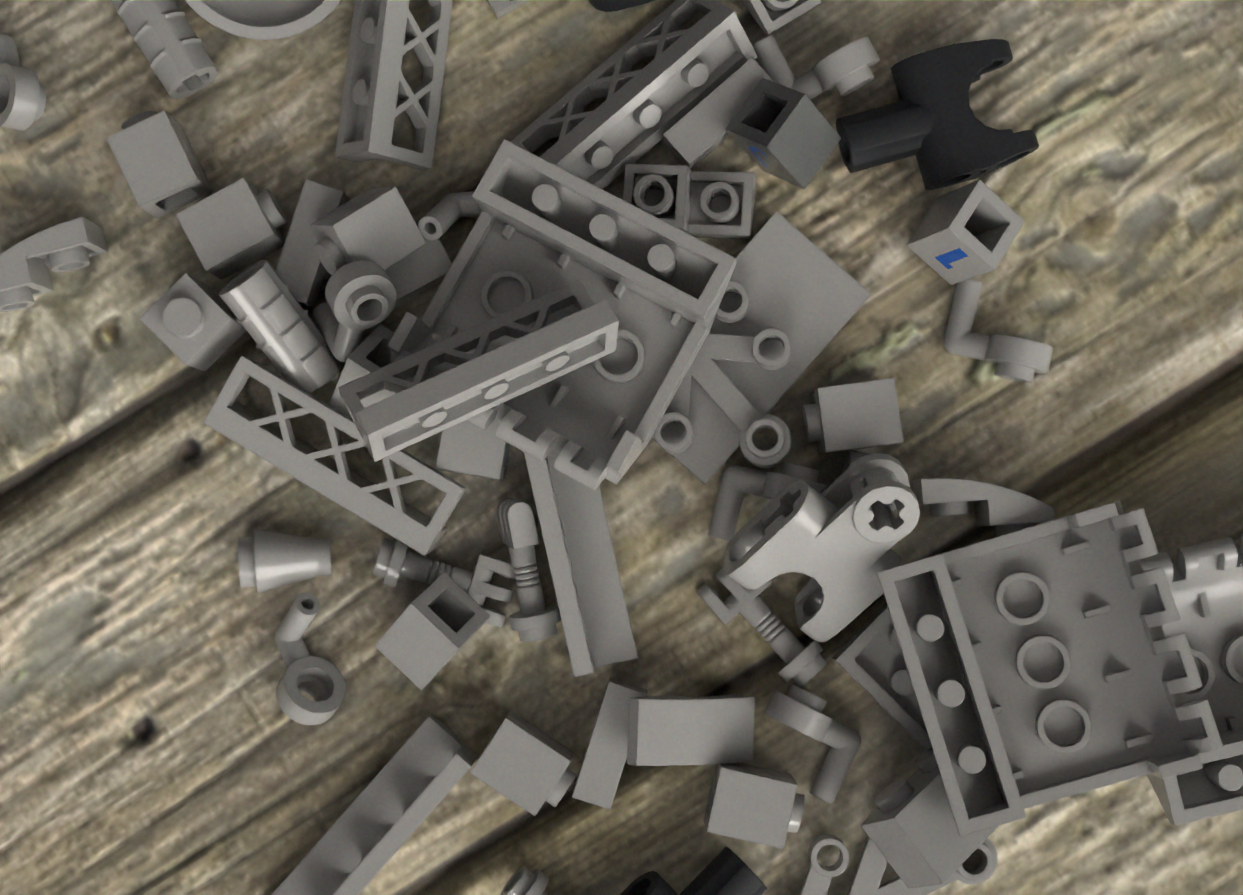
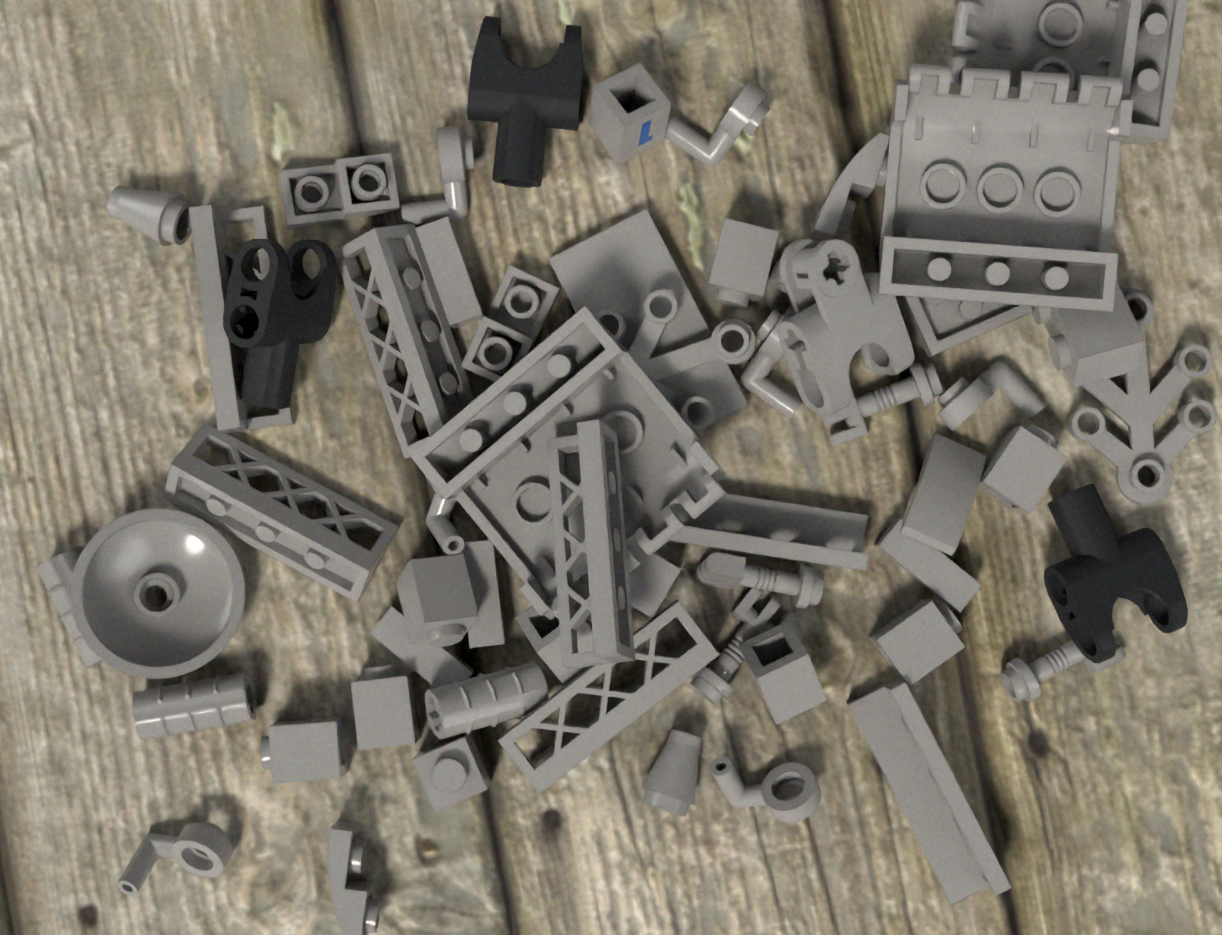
camera: 75 degrees left, 0 degrees up
(356, 299) = (491, 629): light grey plate -> none
(783, 133) = (488, 227): dark grey brick -> none

